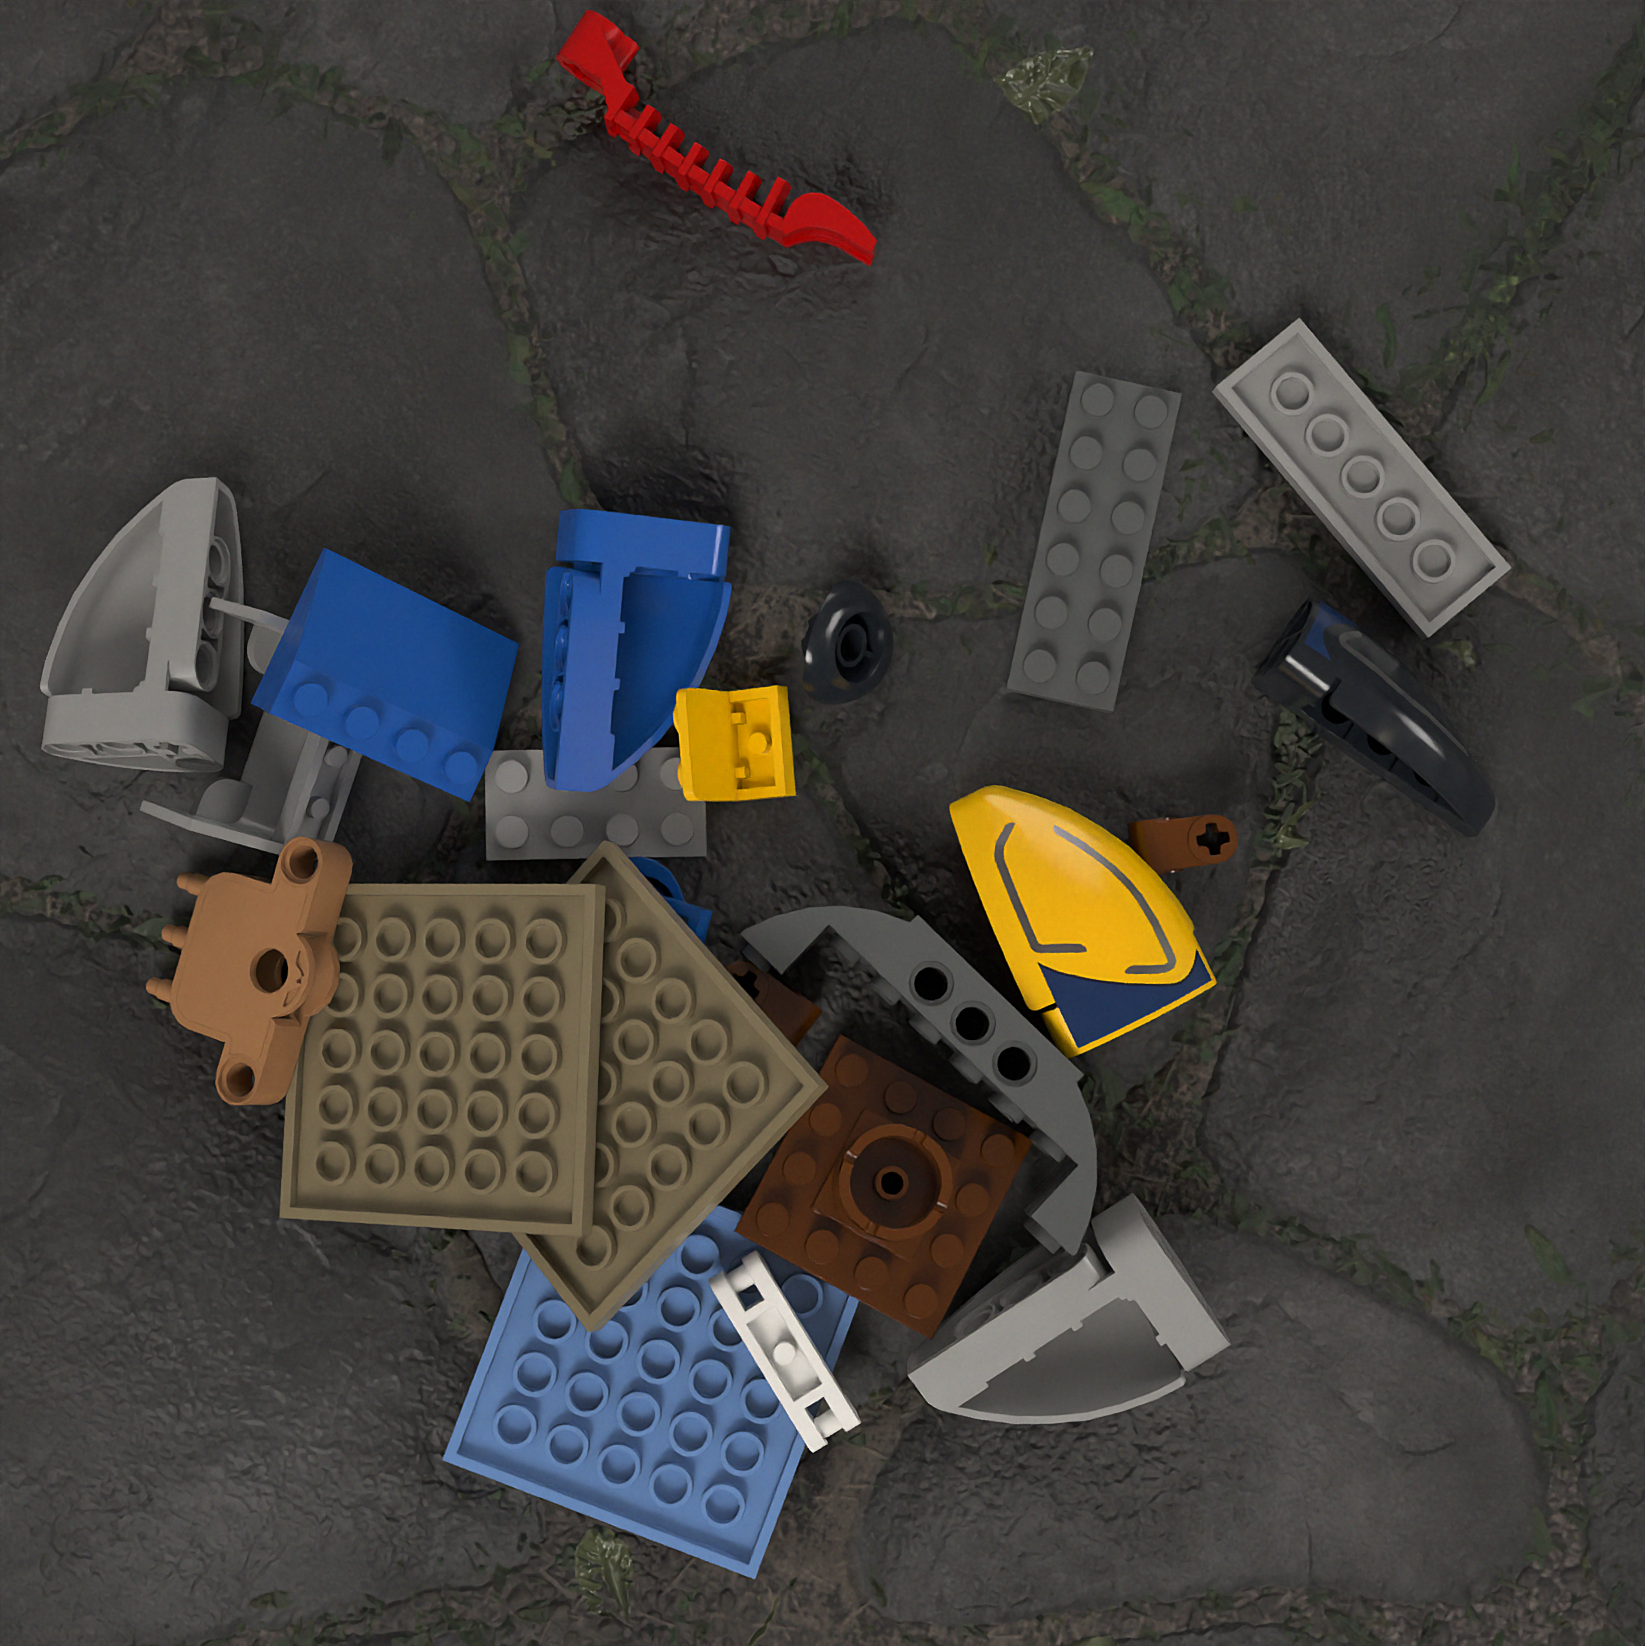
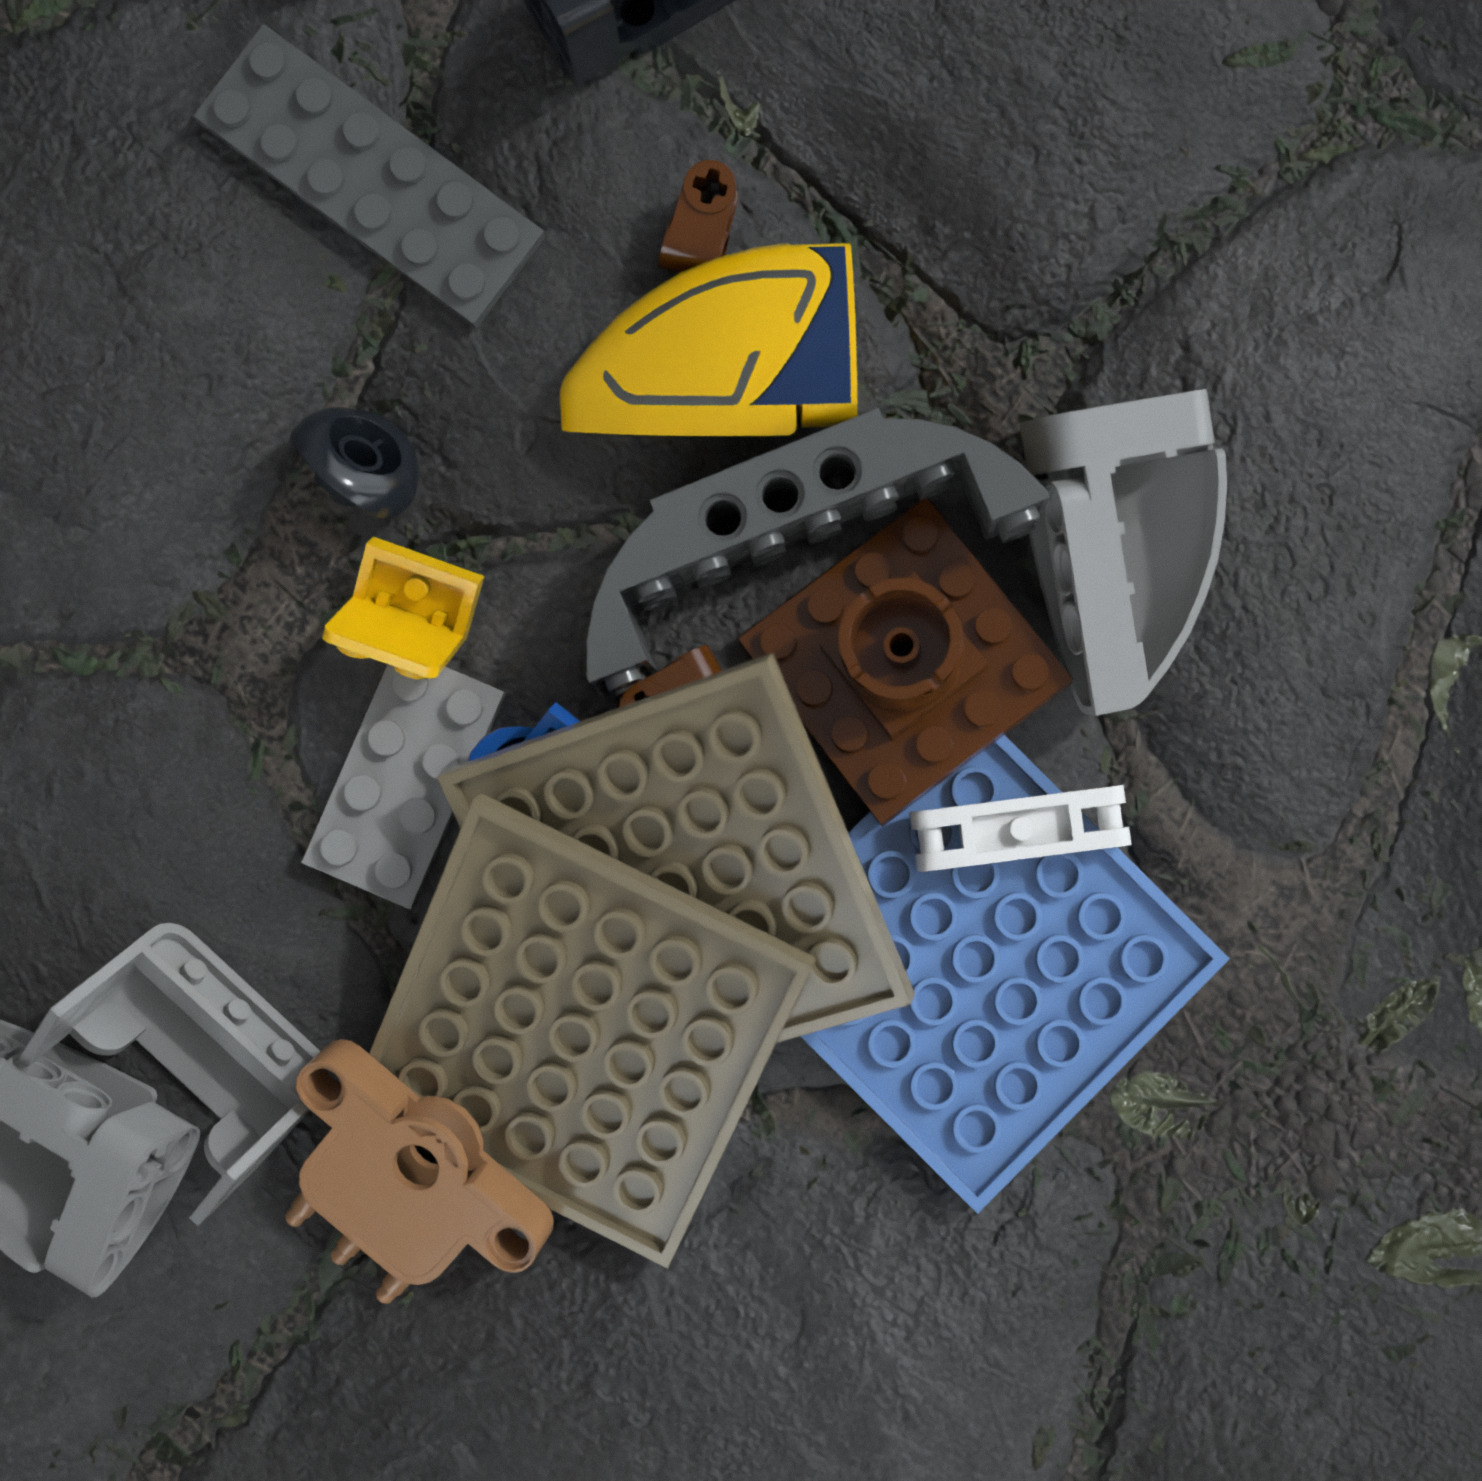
camera: 60 degrees left, 0 degrees up
(390, 676) = (180, 918): blue slope -> none
(624, 637) = (245, 670): blue panel -> none

